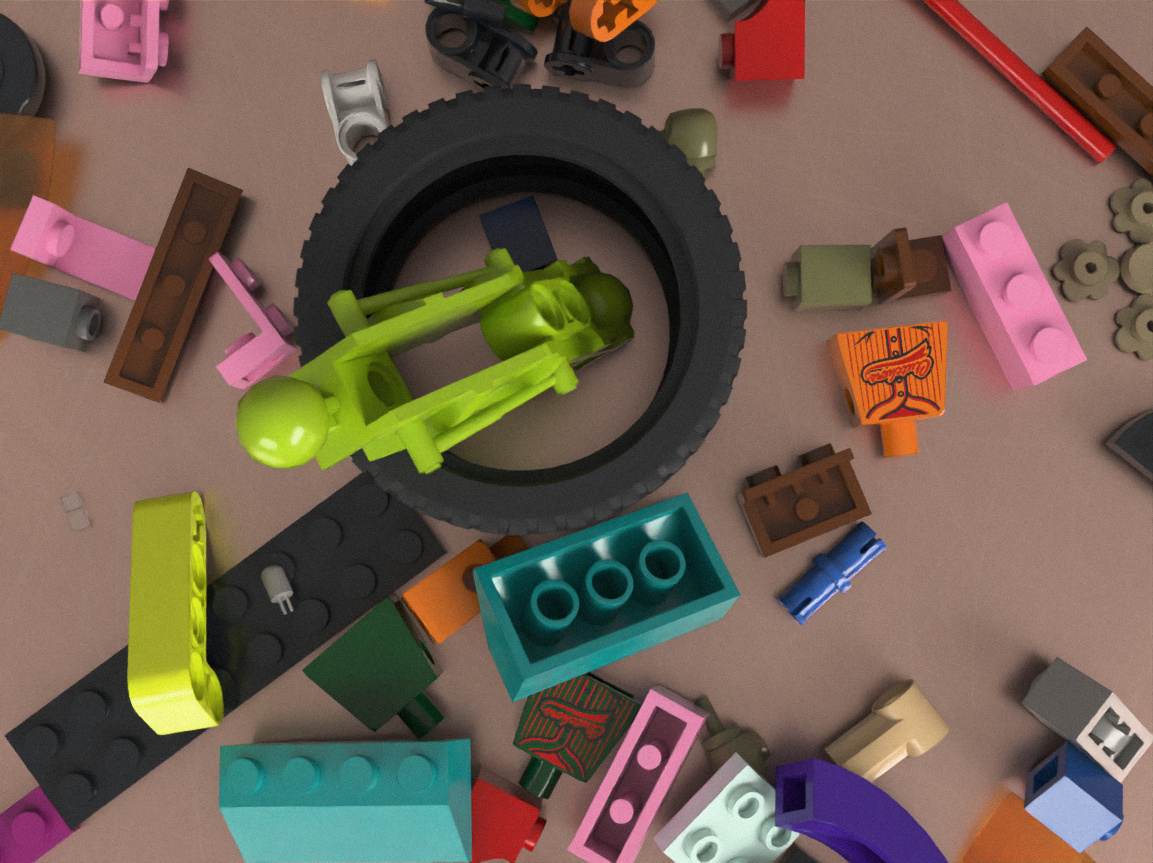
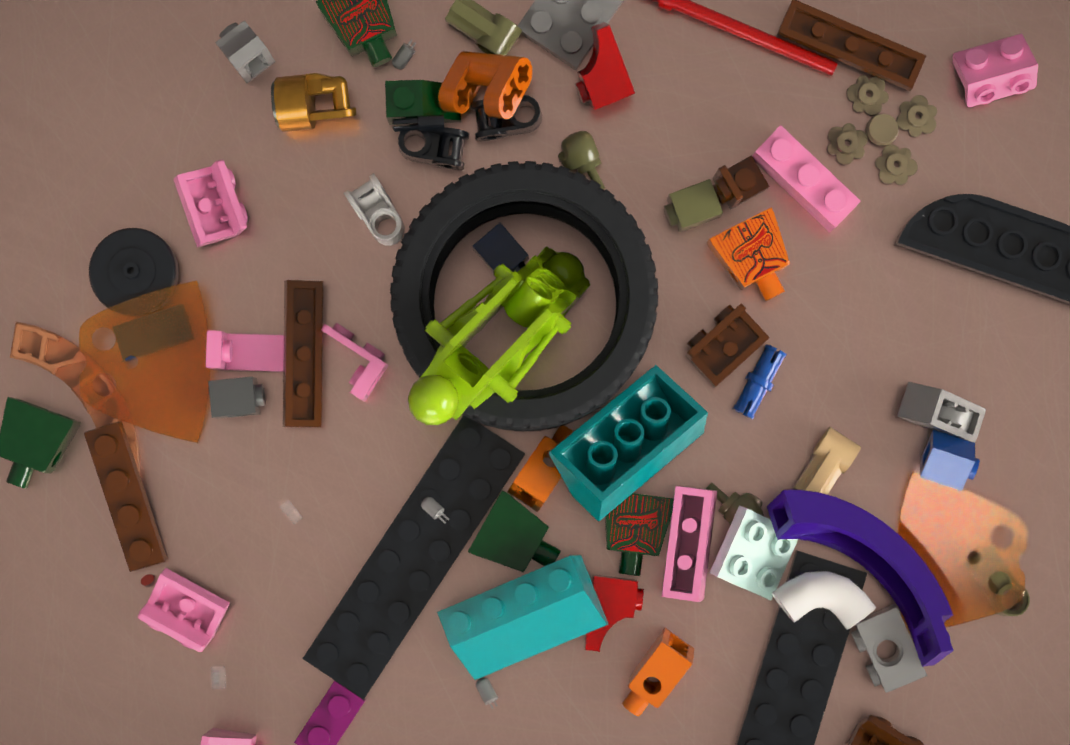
camera: 20 degrees left, 0 degrees up
(167, 617) = (379, 546): neon yellow beam -> none

